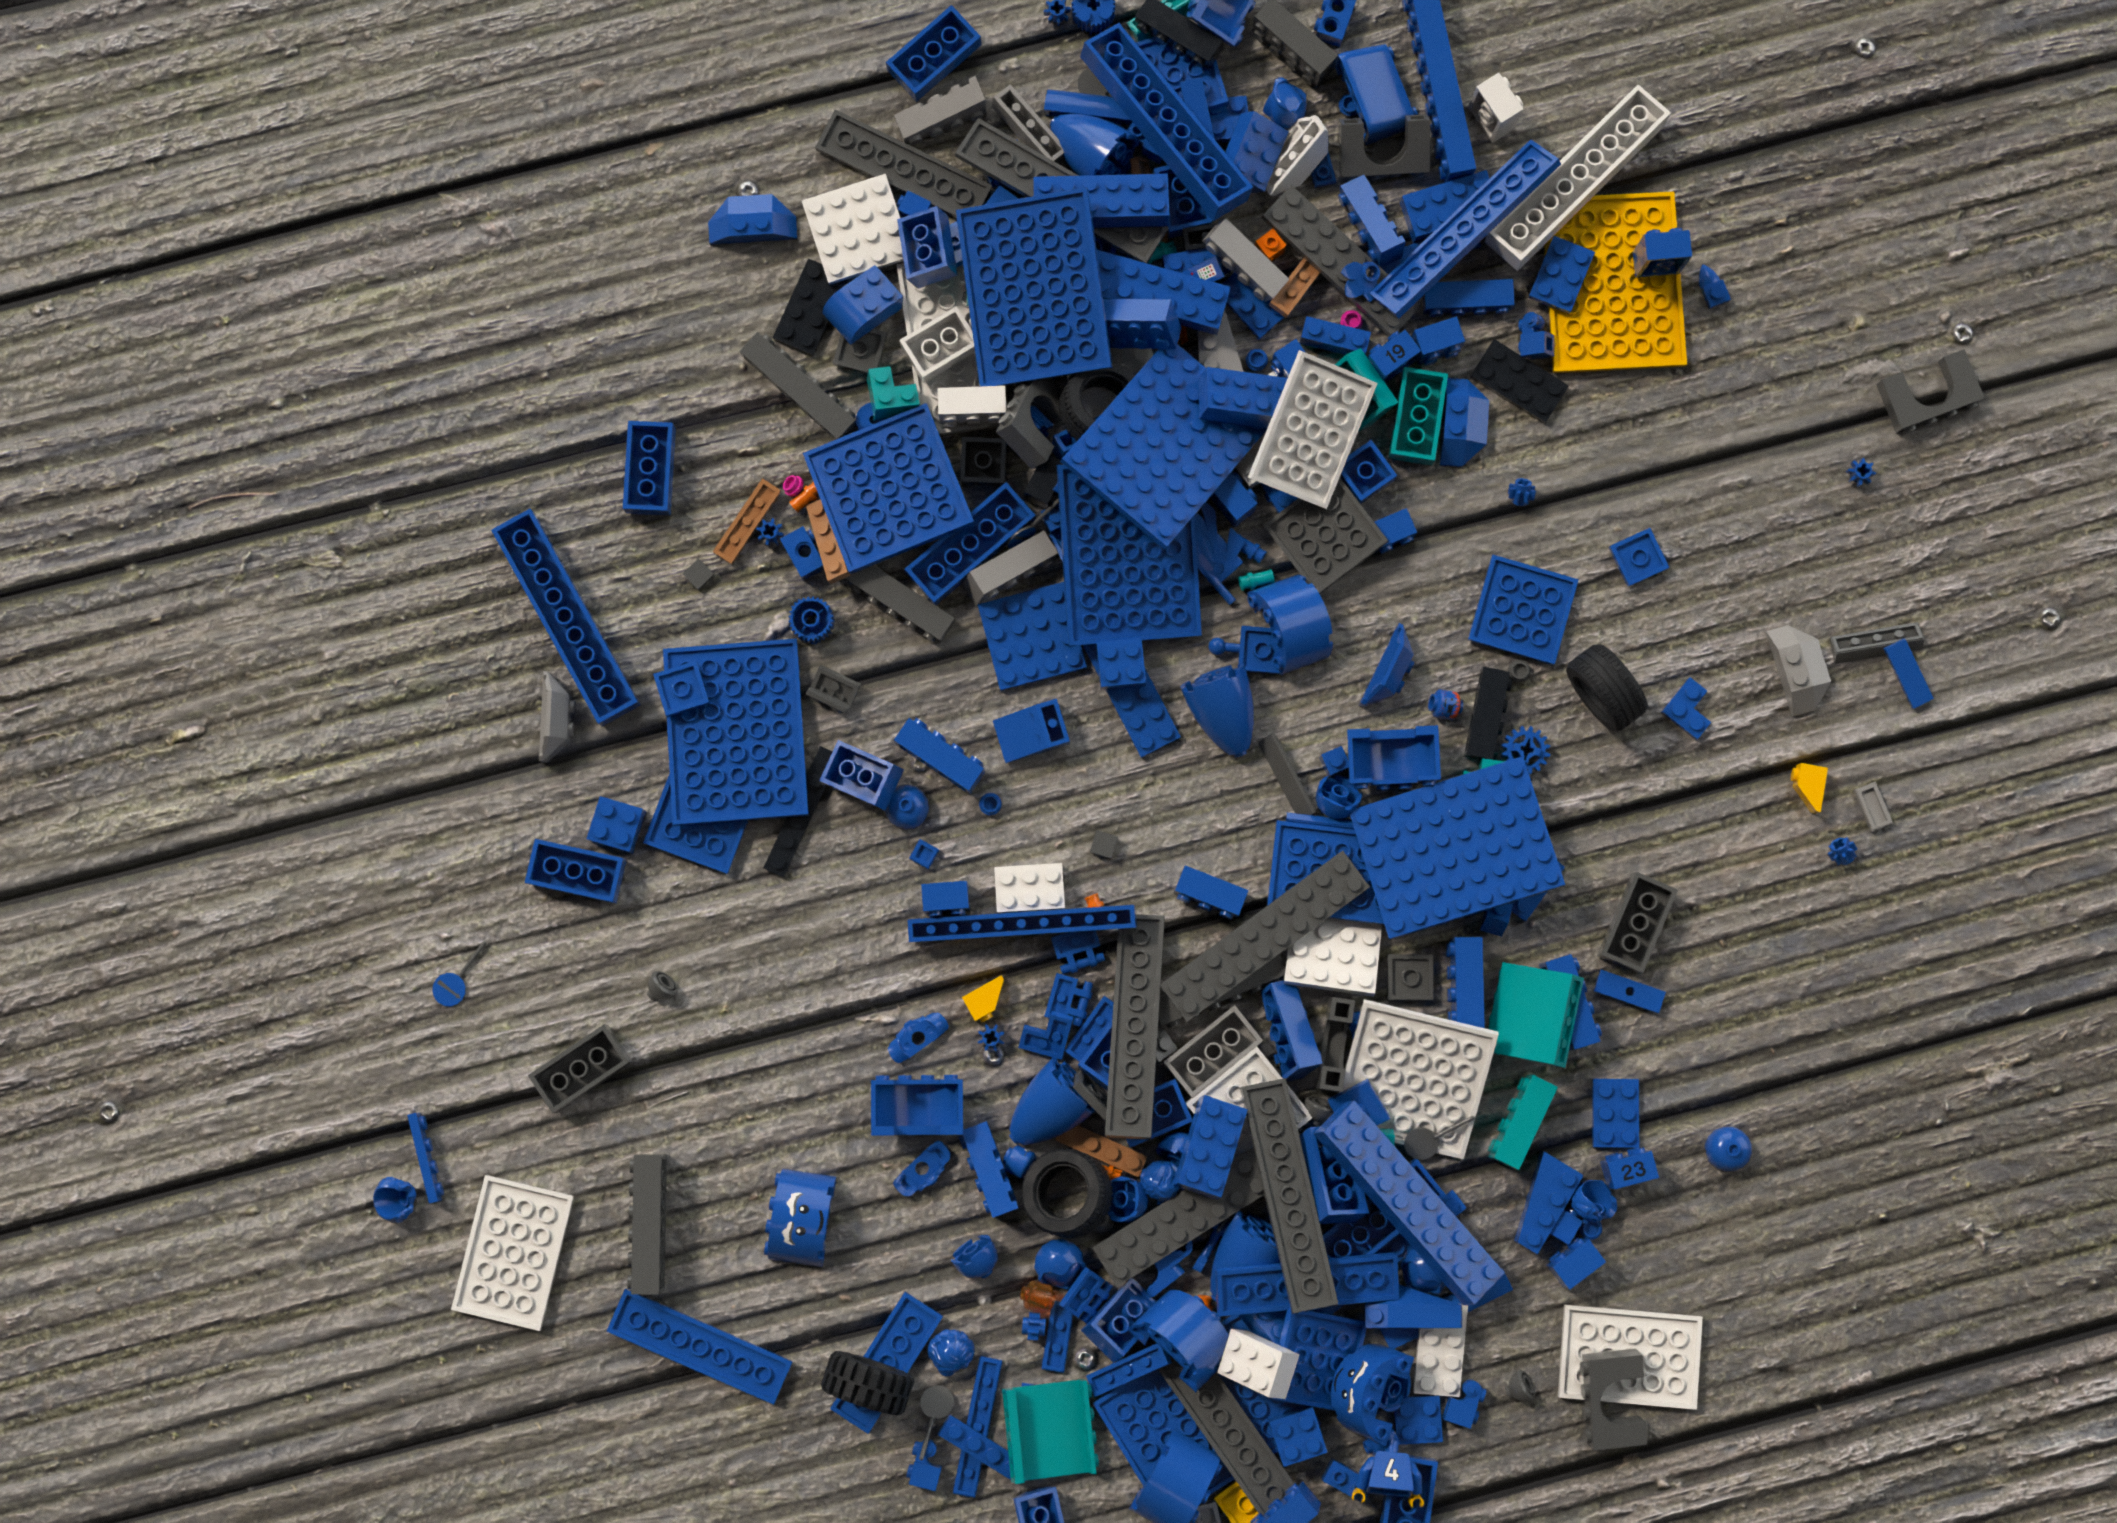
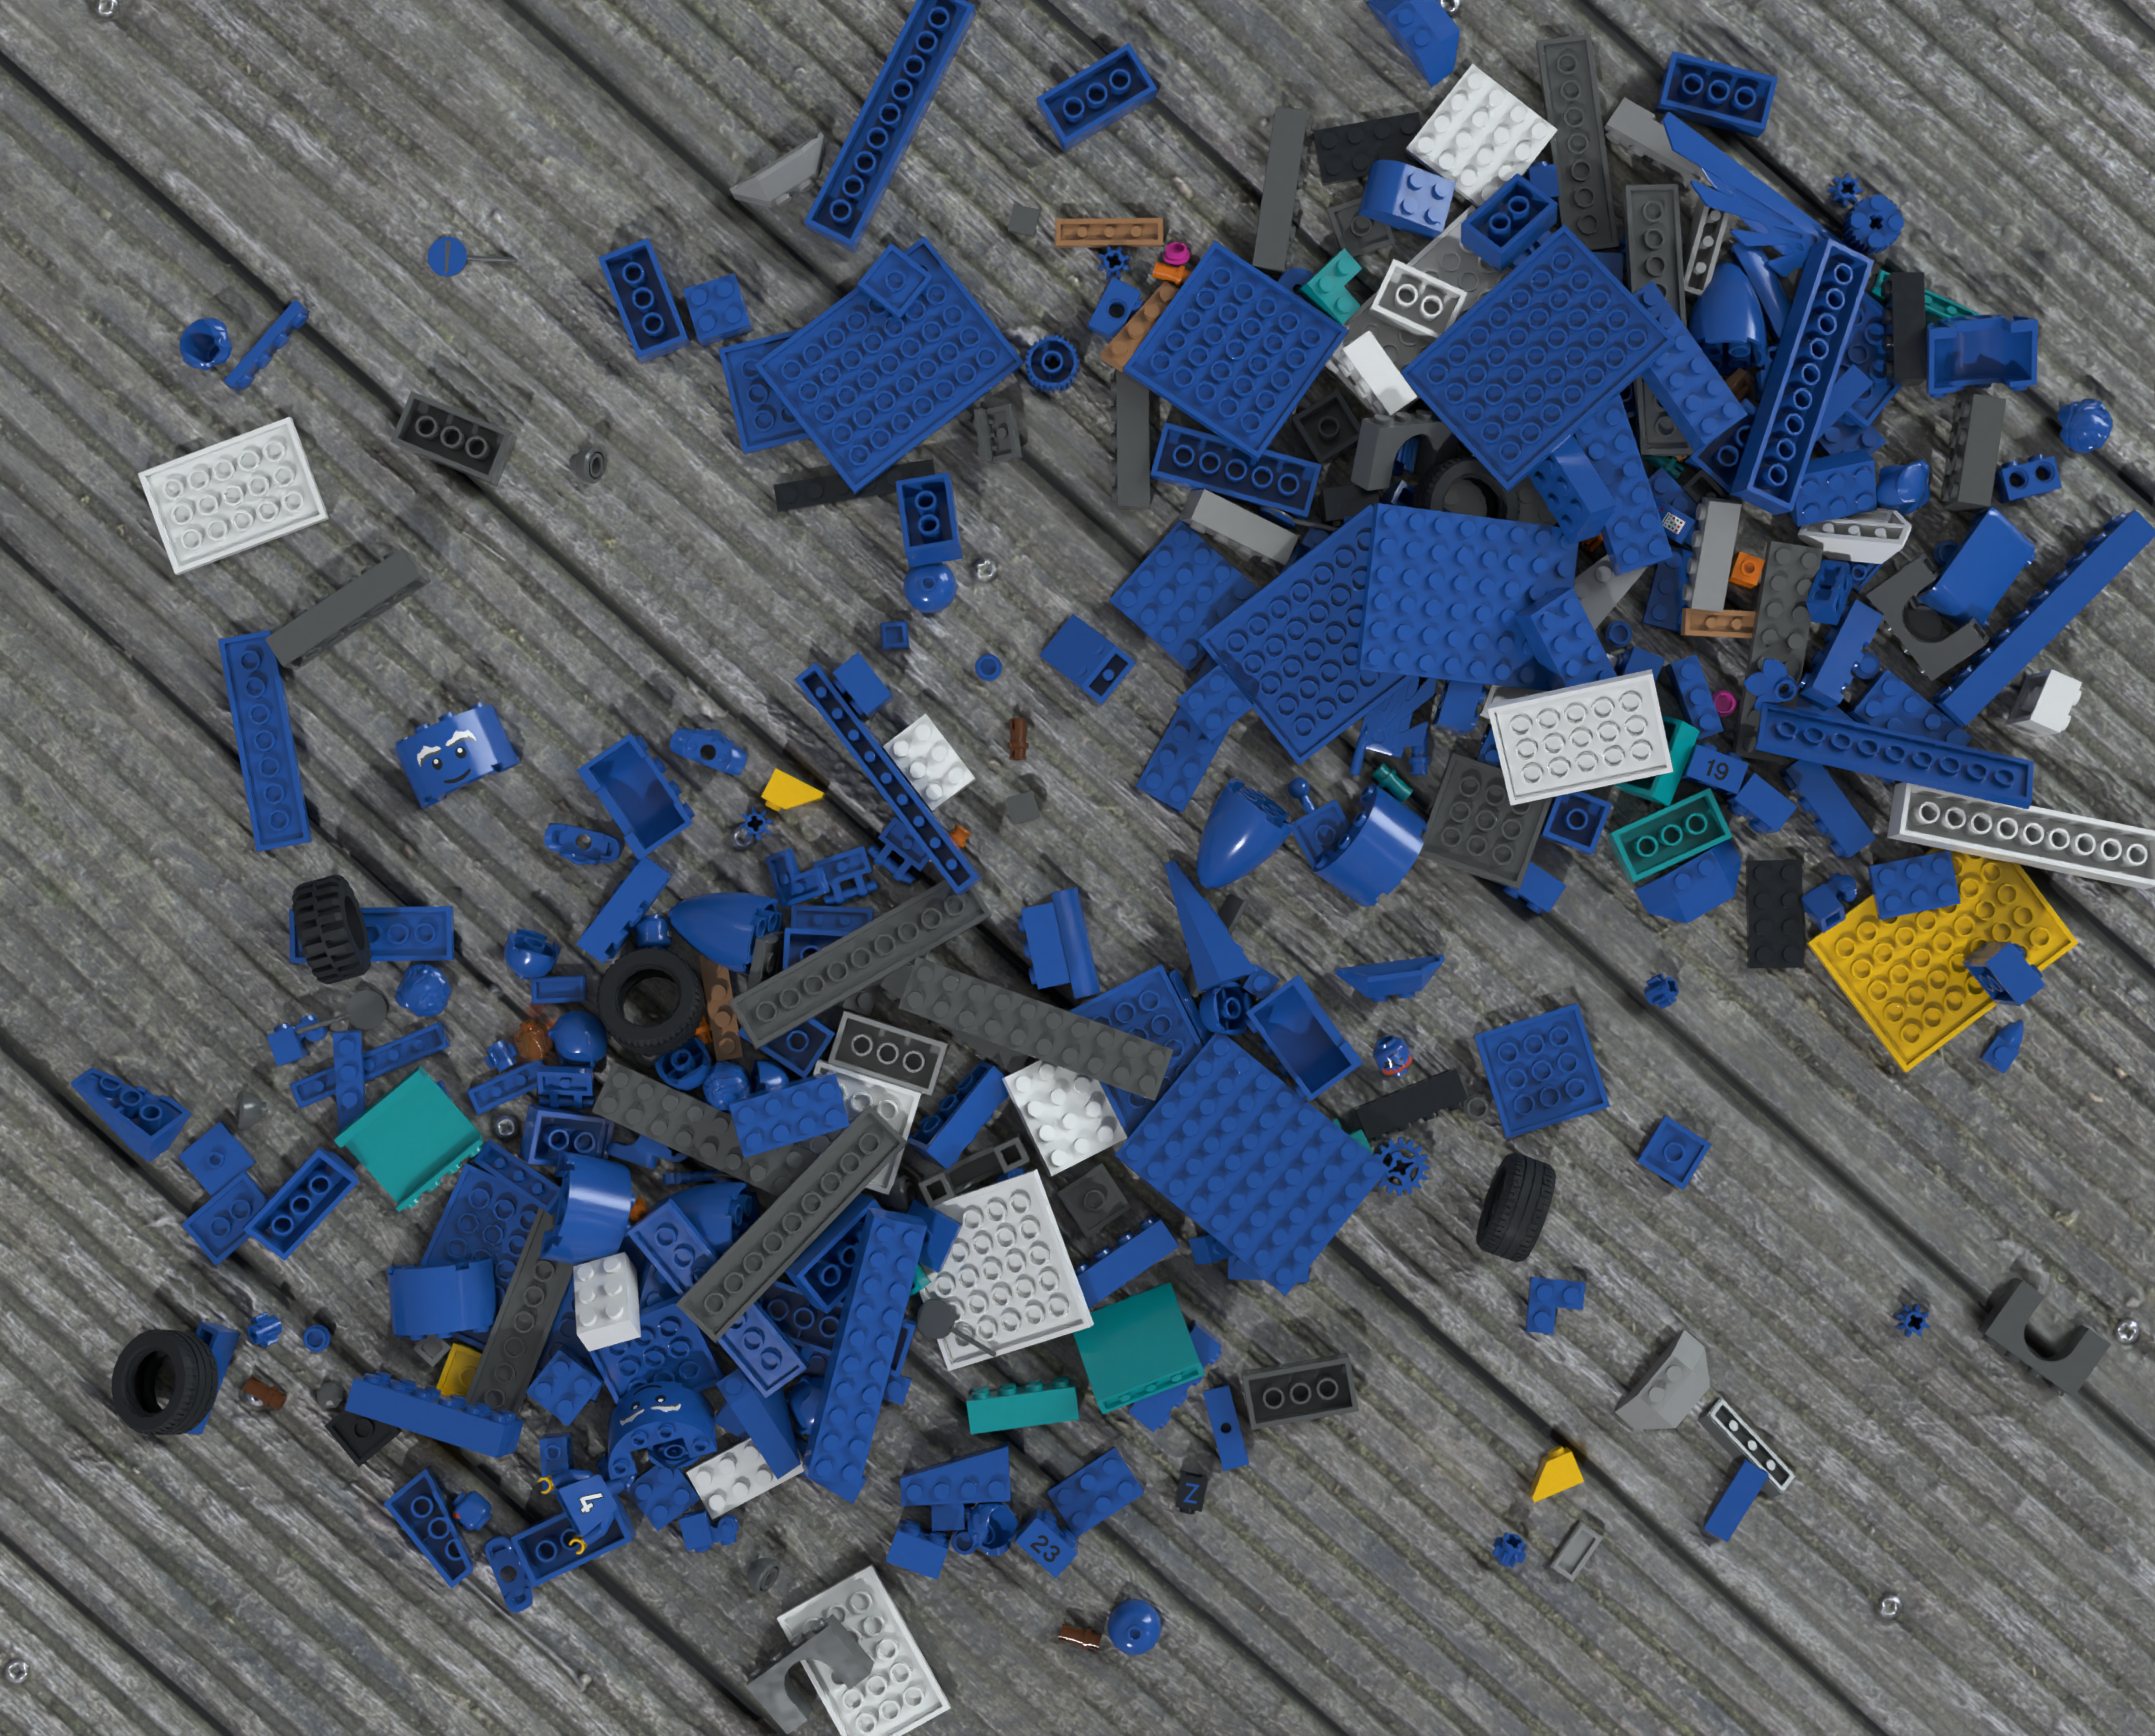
camera: 55 degrees right, 5 degrees up
(940, 756) = (1000, 584): blue brick -> none
(1013, 1255) = (559, 989): none -> blue tile
(1015, 79) = (1746, 196): none -> blue animal
(1057, 818) = (1017, 739): none -> reddish brown pin
(1223, 870) = (1076, 942): none -> blue brick
(1289, 778) = (1210, 947): none -> blue wedge
(1323, 199) = (1829, 592): none -> blue brick
(1392, 207) = (1868, 667): none -> blue plate
(1659, 1046) = (1190, 1492): none -> black brick
(1711, 1191) = (1080, 1637): none -> reddish brown pin

